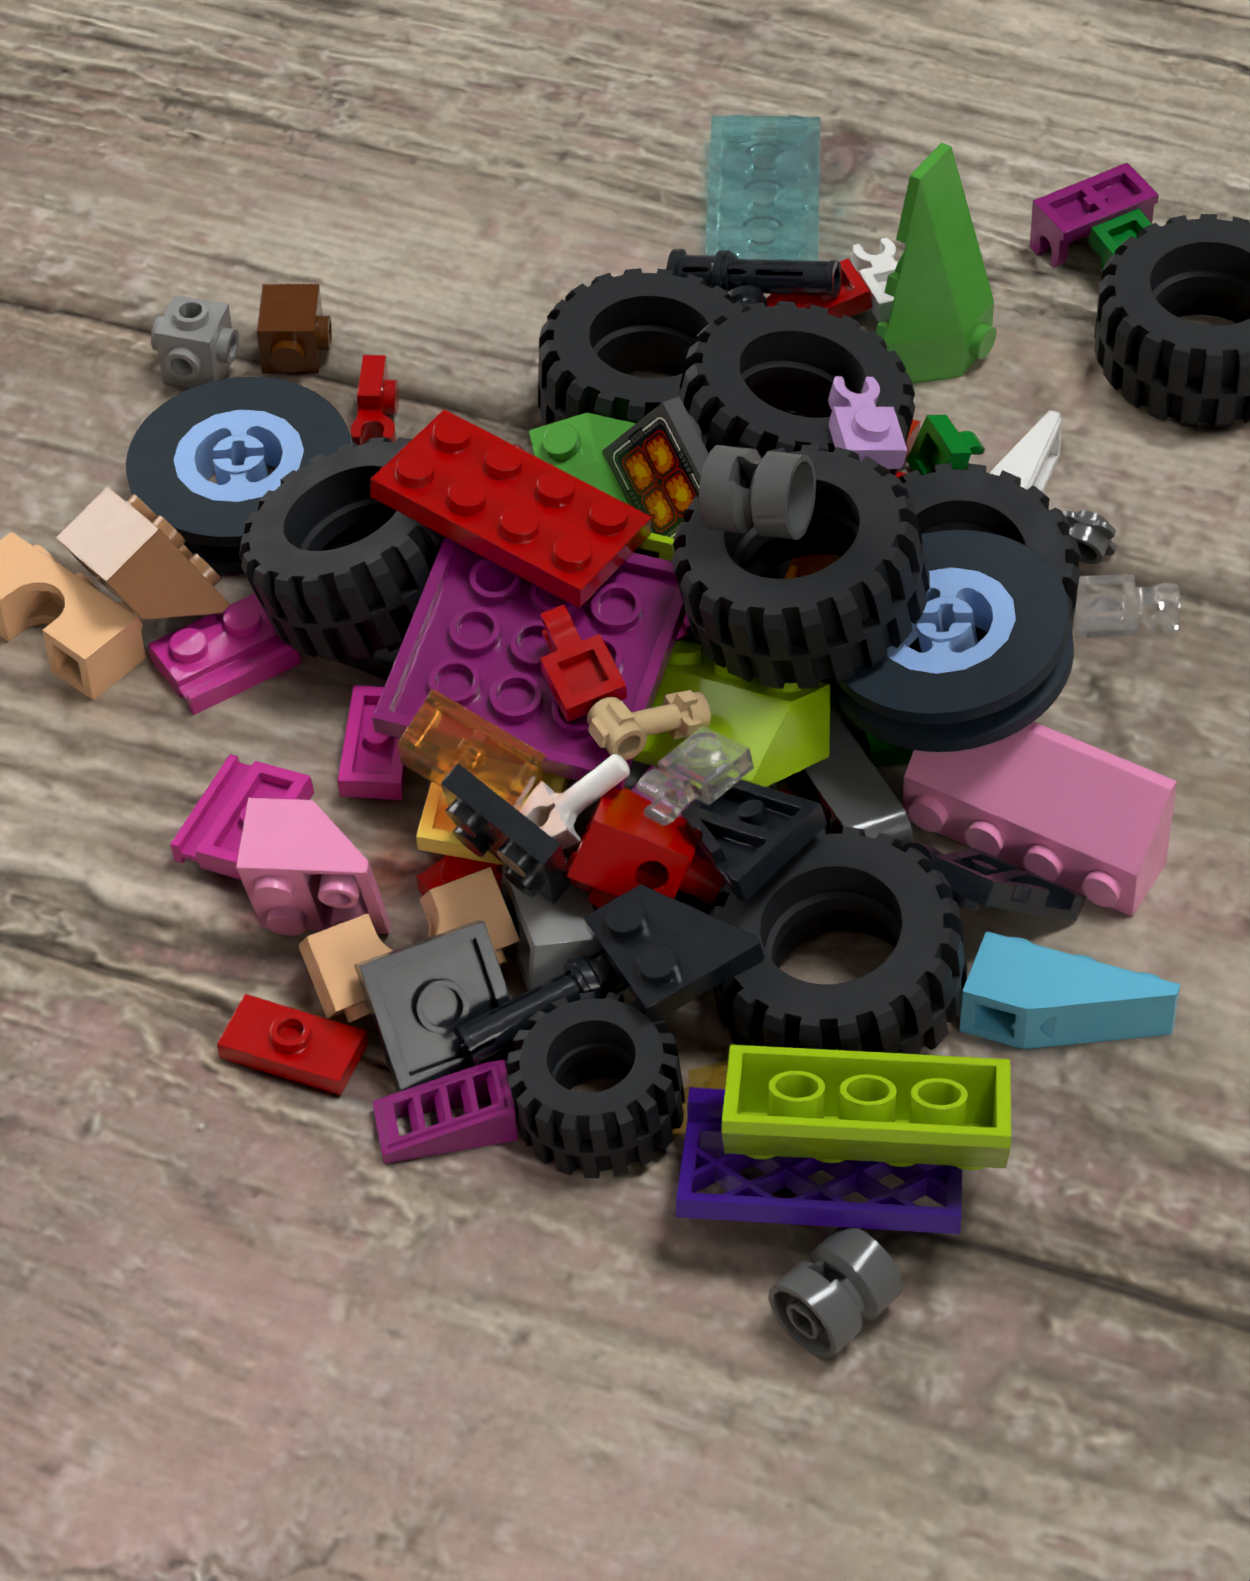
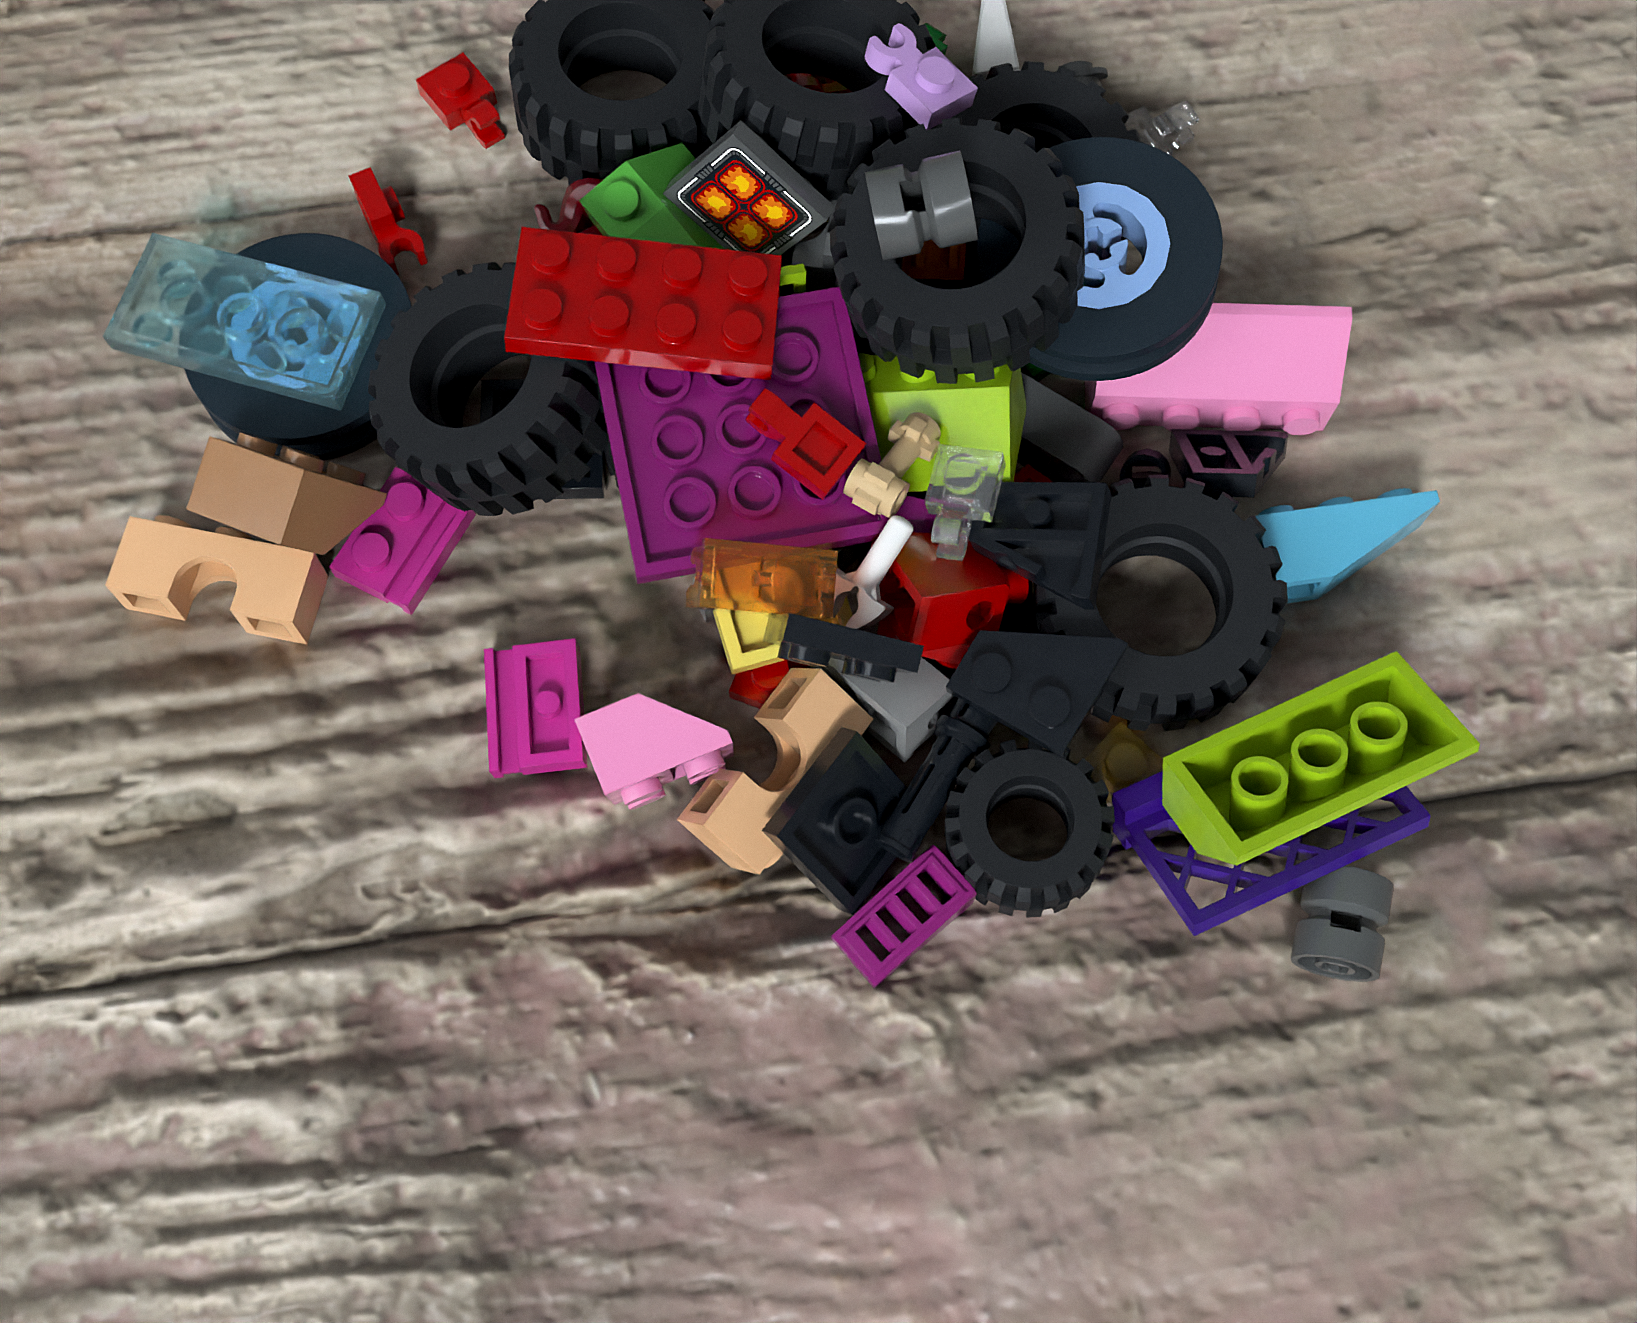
camera: 35 degrees left, 20 degrees up
(194, 341) = (171, 211): light grey brick -> none
(199, 423) = (245, 321): none -> clear light blue plate
(292, 328) = (254, 171): reddish brown brick -> none
(292, 1044) = (723, 914): red plate -> none
(369, 759) = (605, 569): dark pink plate -> none
(512, 340) = (462, 96): none -> red plate

